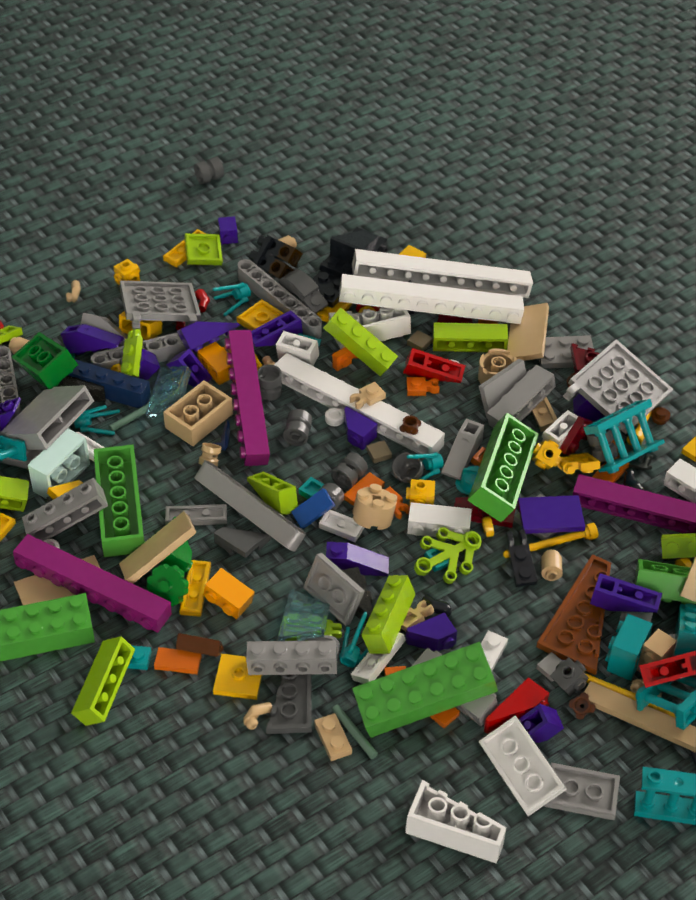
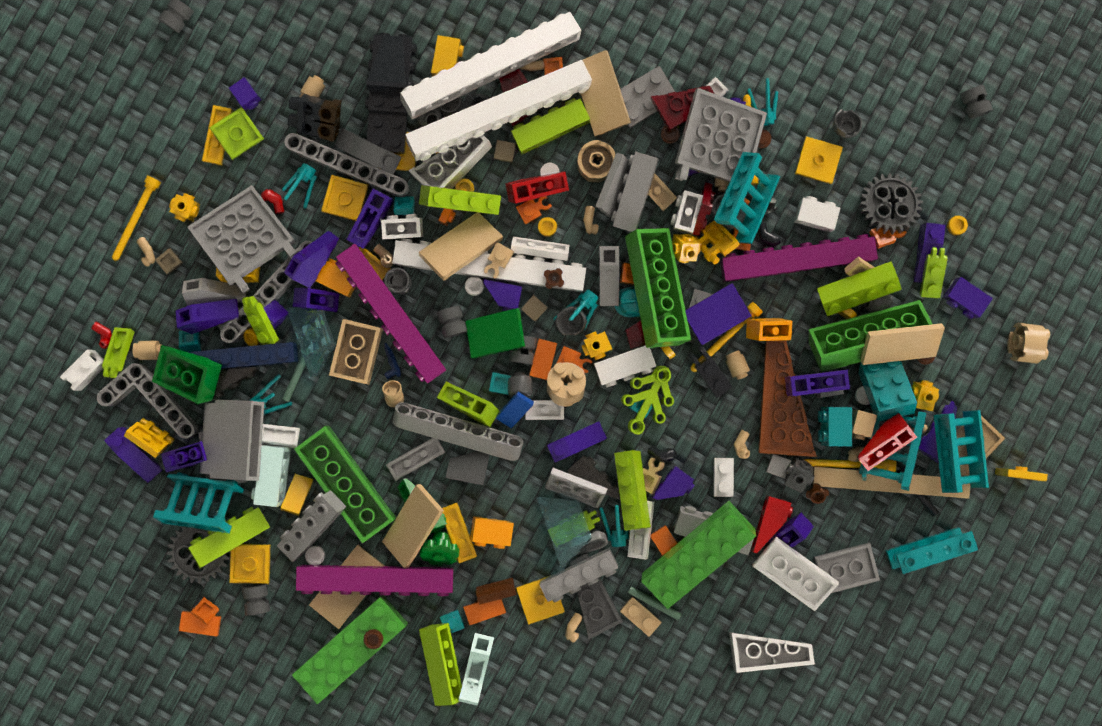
camera: 30 degrees left, 40 degrees up
(54, 616) = (373, 639): none -> reddish brown plate
(87, 304) = (168, 261): none -> dark tan tile
(111, 254) = (151, 185): none -> yellow piece
(140, 698) = (476, 669): none -> light aqua arch
(331, 447) = (495, 333): none -> green tile
(338, 374) = (460, 246): none -> tan tile
(410, 410) = (540, 248): none -> white plate
(426, 402) = (547, 226): none -> yellow tile
(466, 410) = (588, 220): none -> tan arm
(520, 632) = (740, 446): none -> tan arm
(597, 541) = (769, 329): none -> light orange brick
(673, 401) = (771, 112): none -> teal plant

